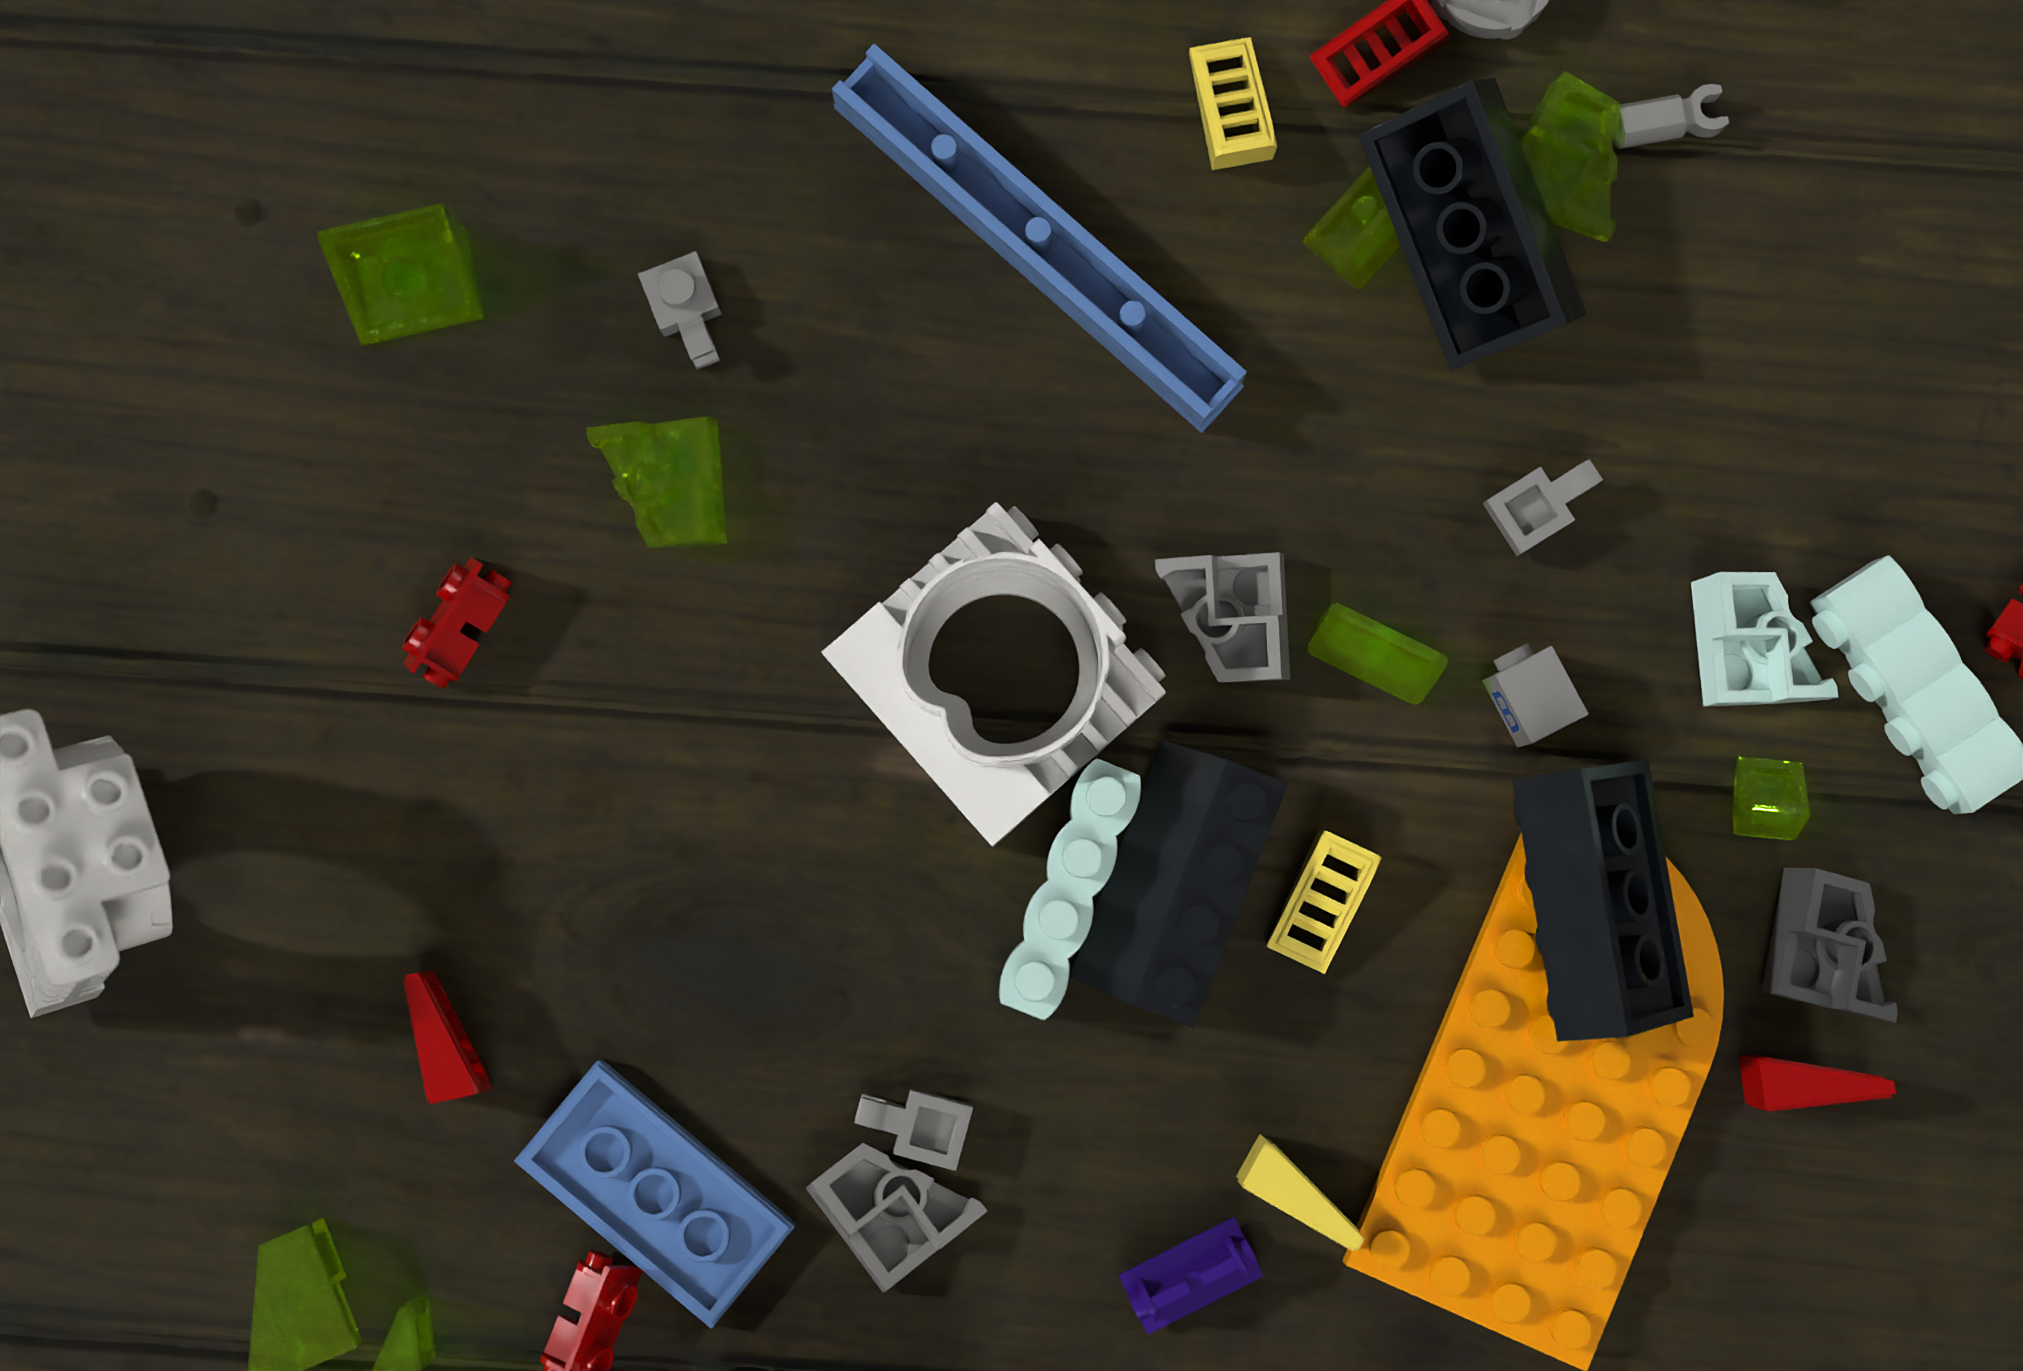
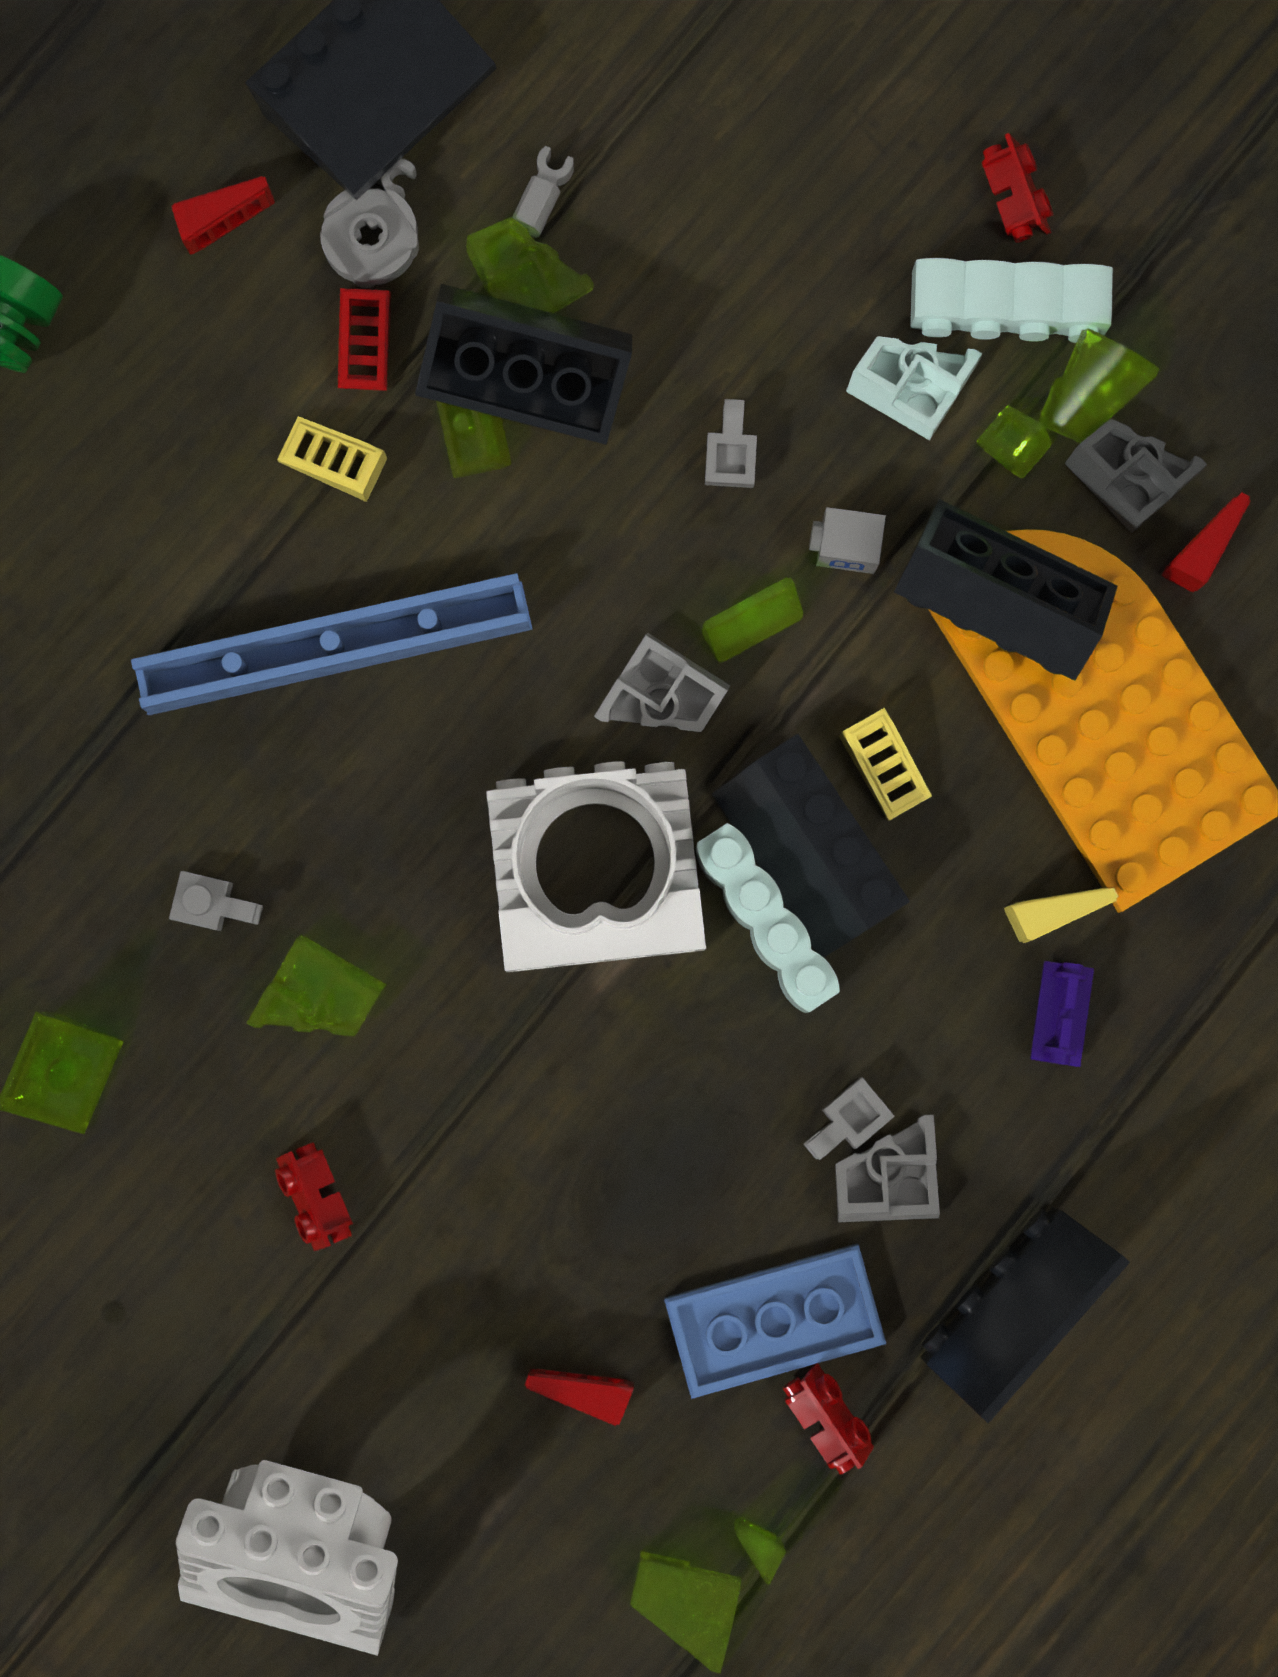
camera: 60 degrees left, 0 degrees up
(1892, 841) = (1094, 386): none -> clear neon green slope

